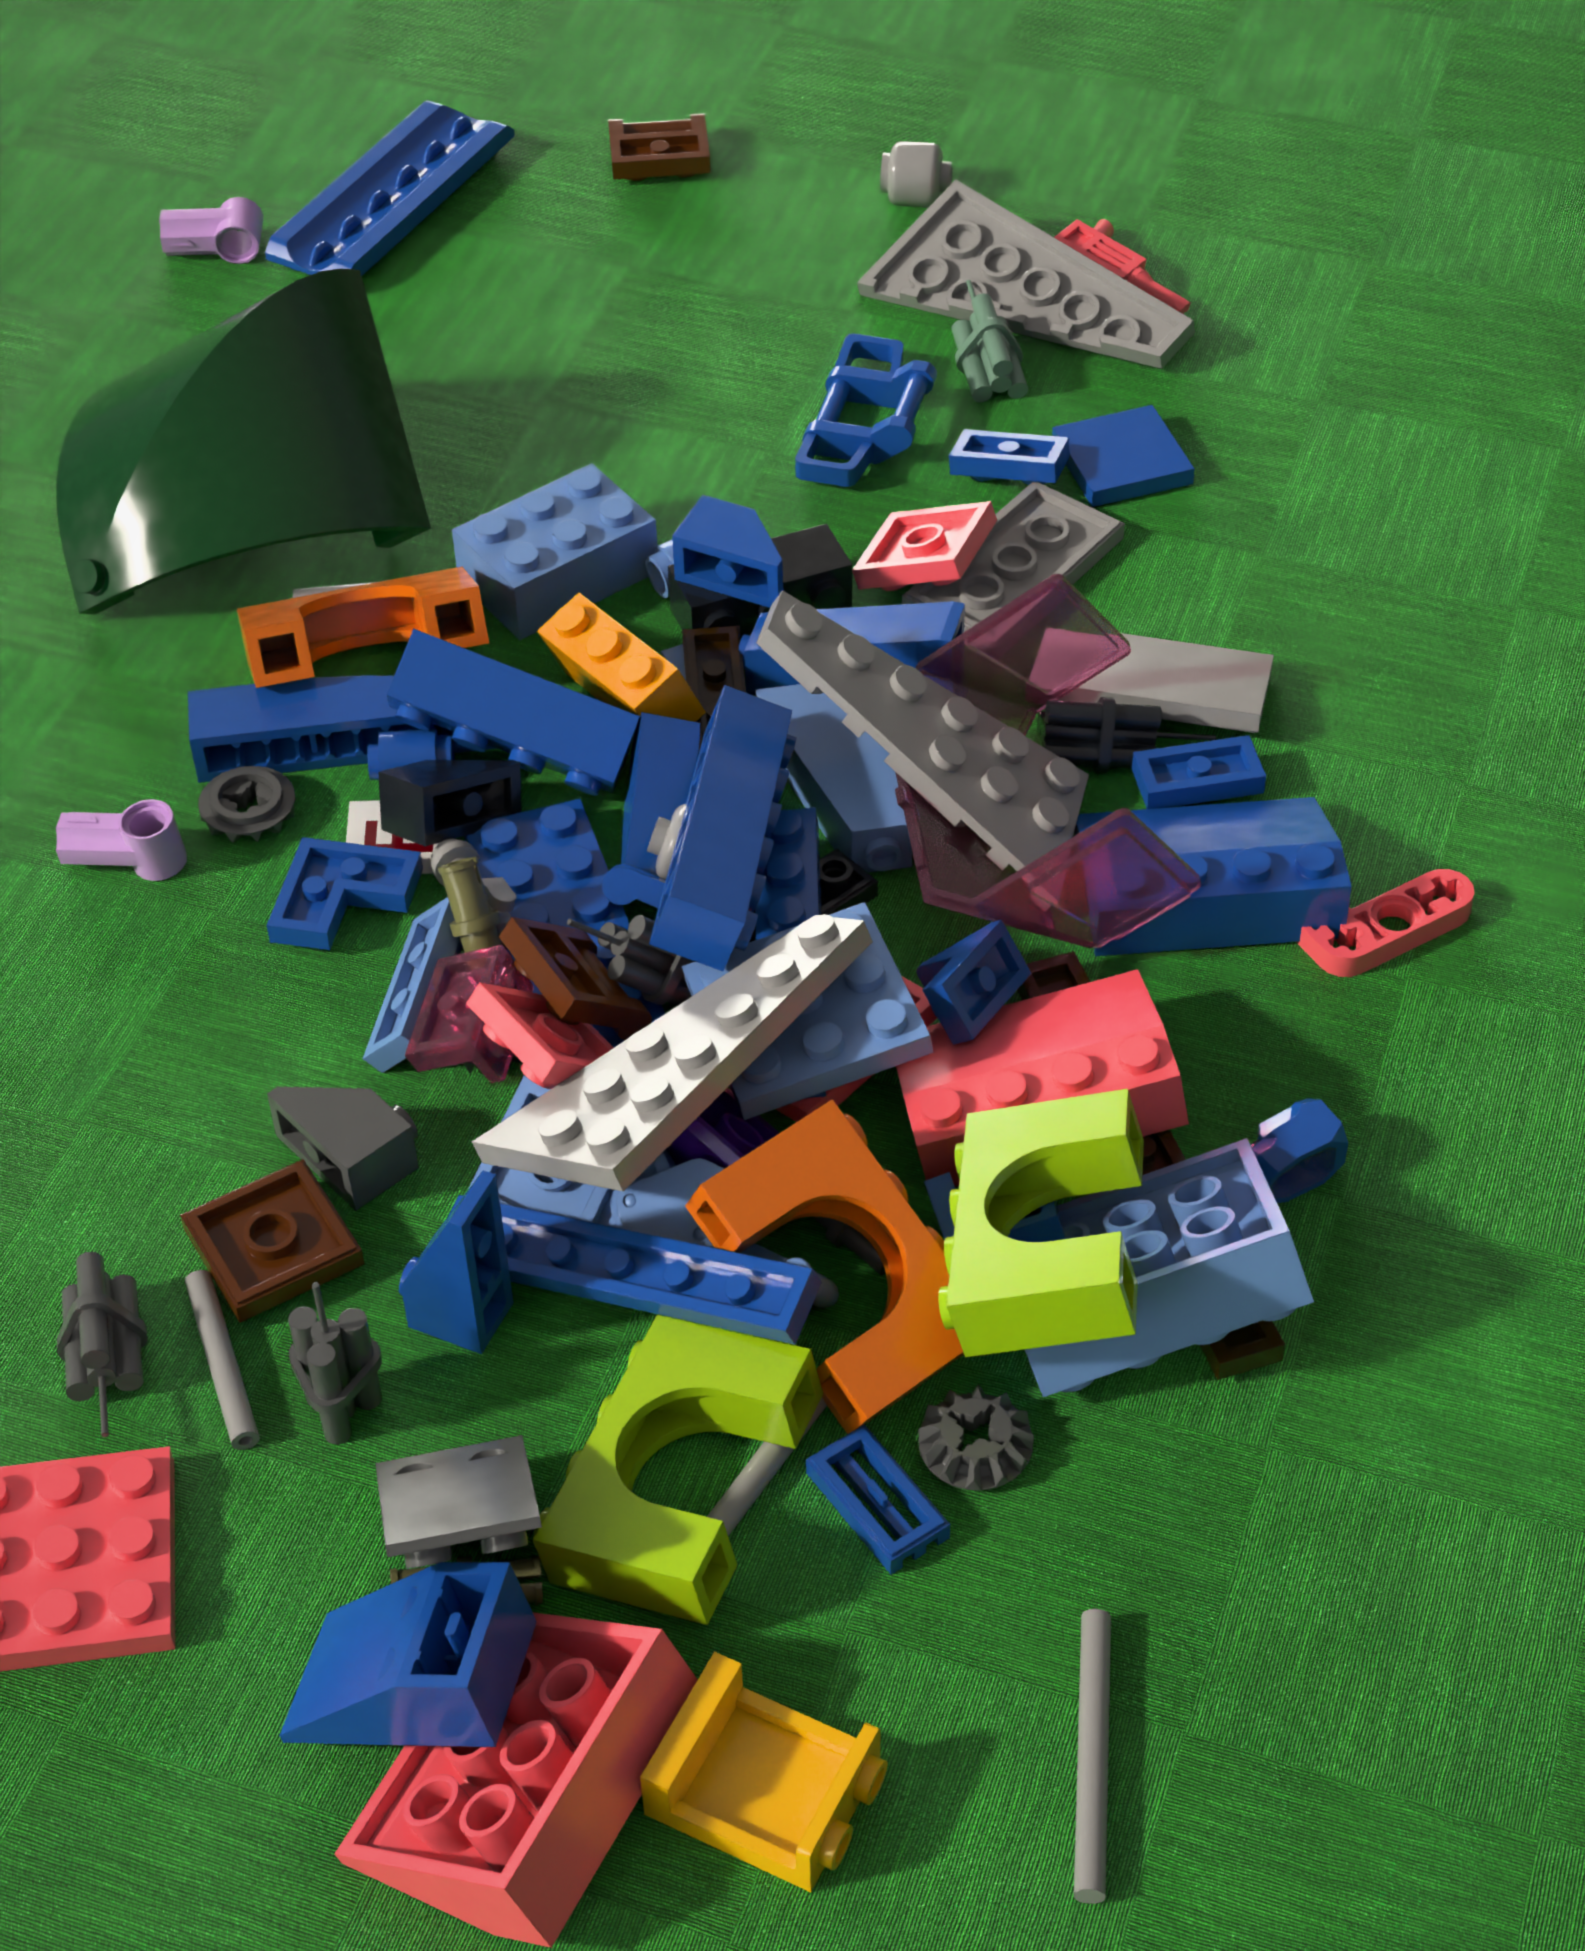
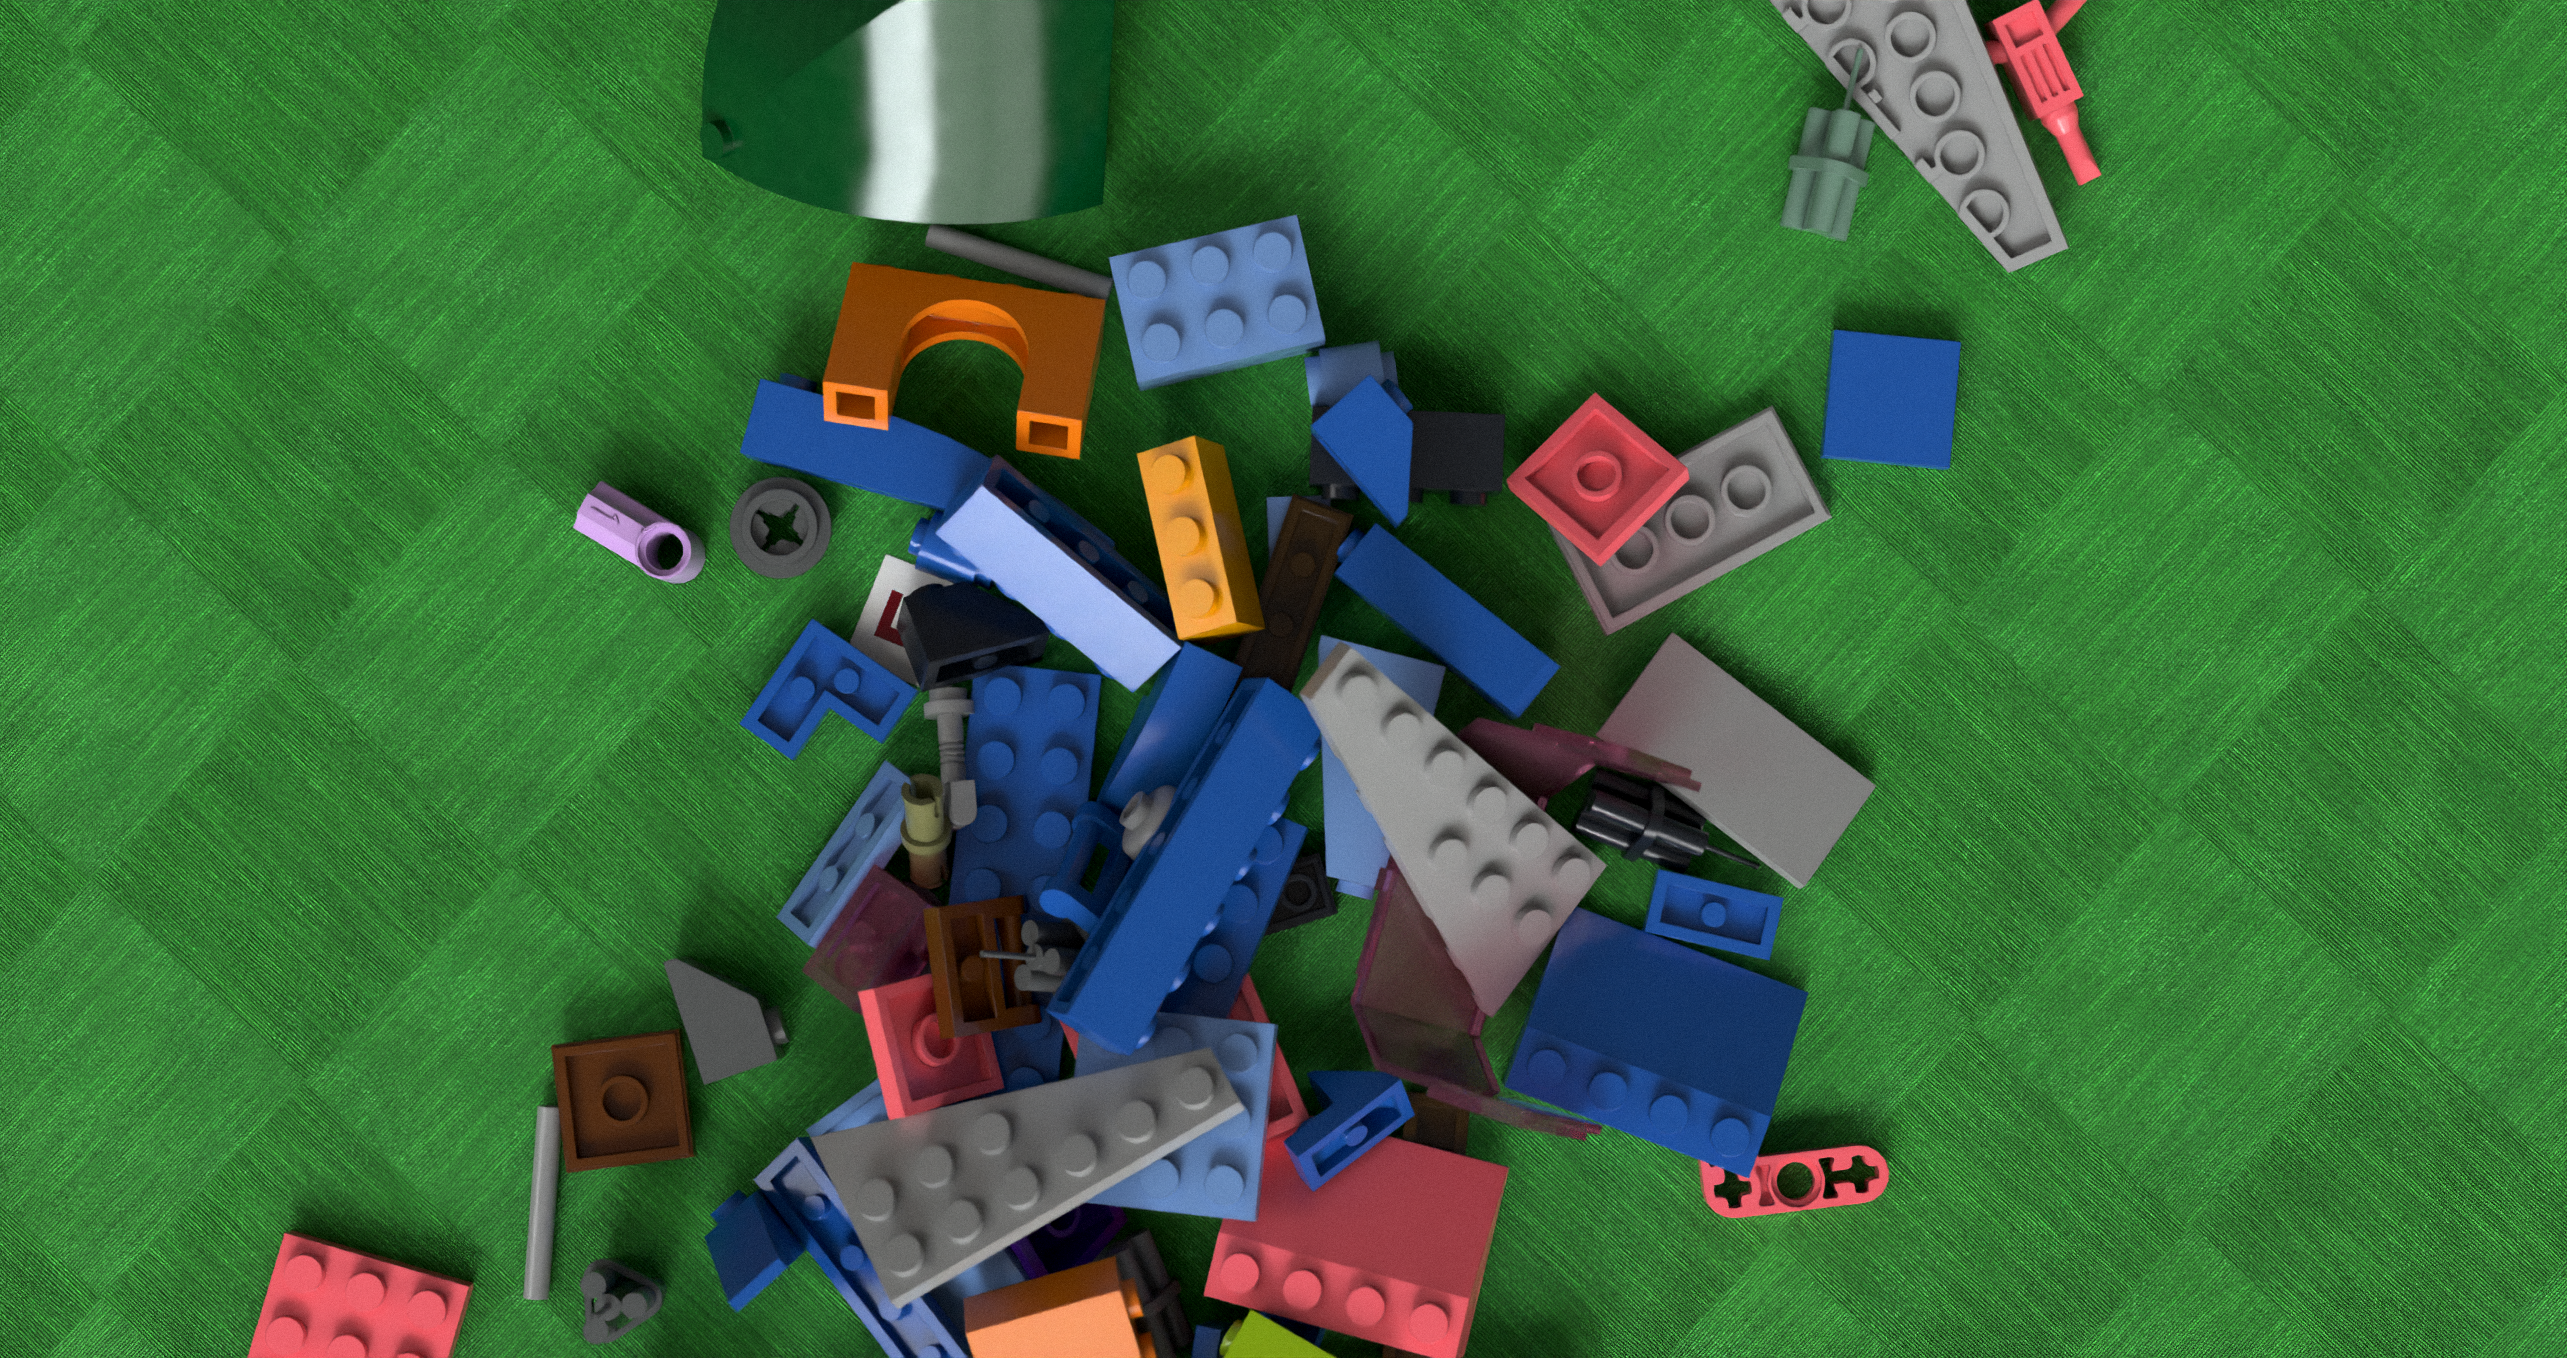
camera: 20 degrees right, 40 degrees up
(100, 1333) = (447, 1143): dark grey piece -> none
(898, 389) = (1645, 146): blue bar -> none
(1009, 456) = (1761, 363): blue plate -> none

